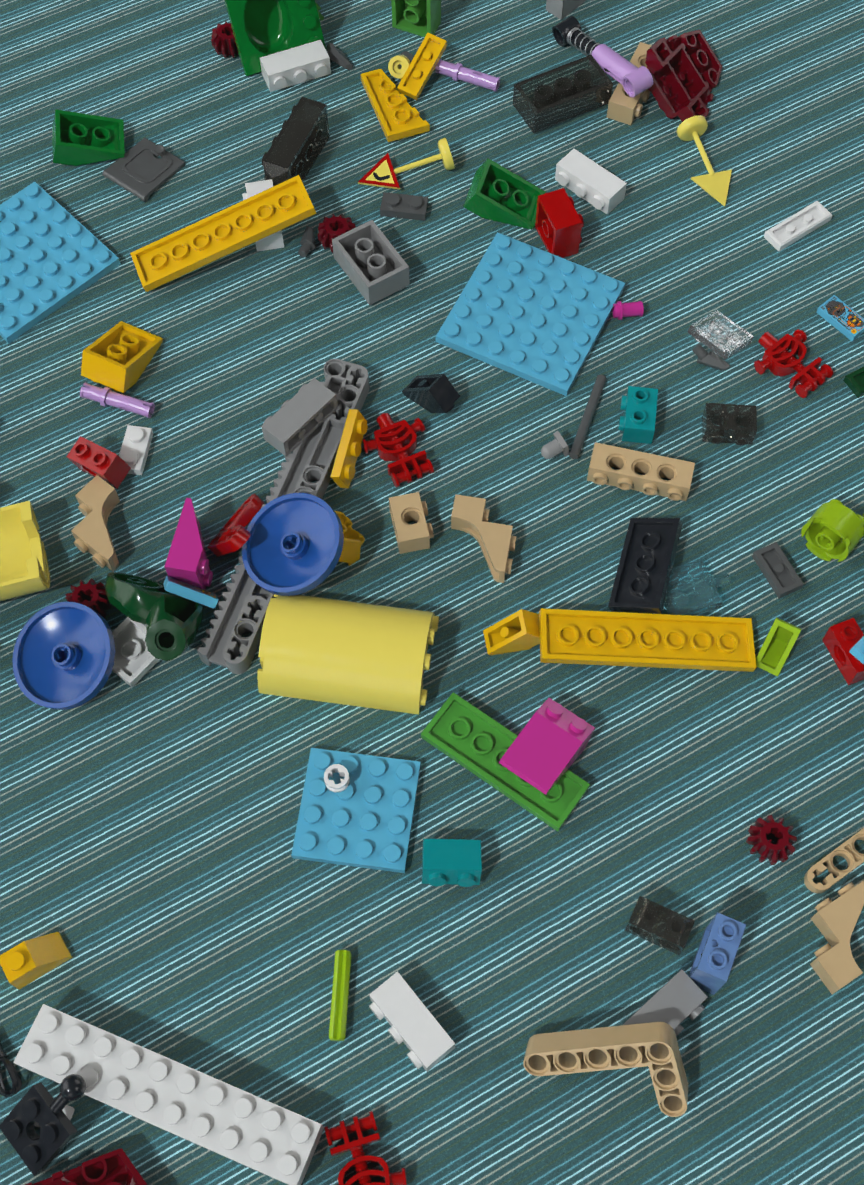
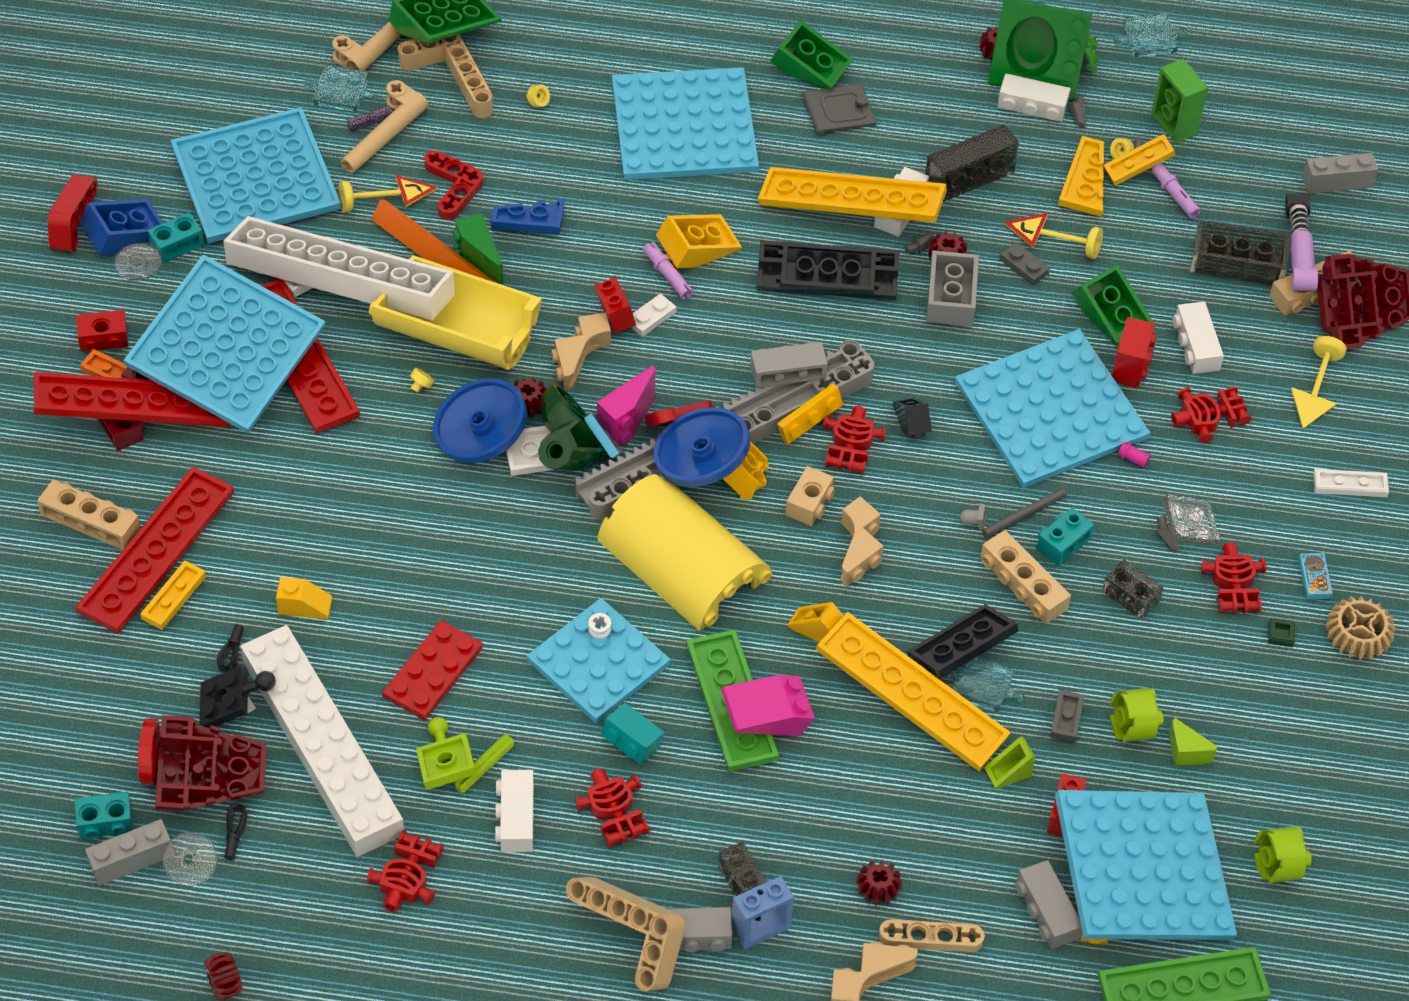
camera: 35 degrees right, 10 degrees down
(215, 936) = (432, 670): none -> red plate
(255, 312) = (828, 270): none -> black slope
(287, 1026) = (454, 748): none -> lime plate
(465, 932) = (610, 801): none -> red piece
(648, 238) = (1204, 407): none -> red piece

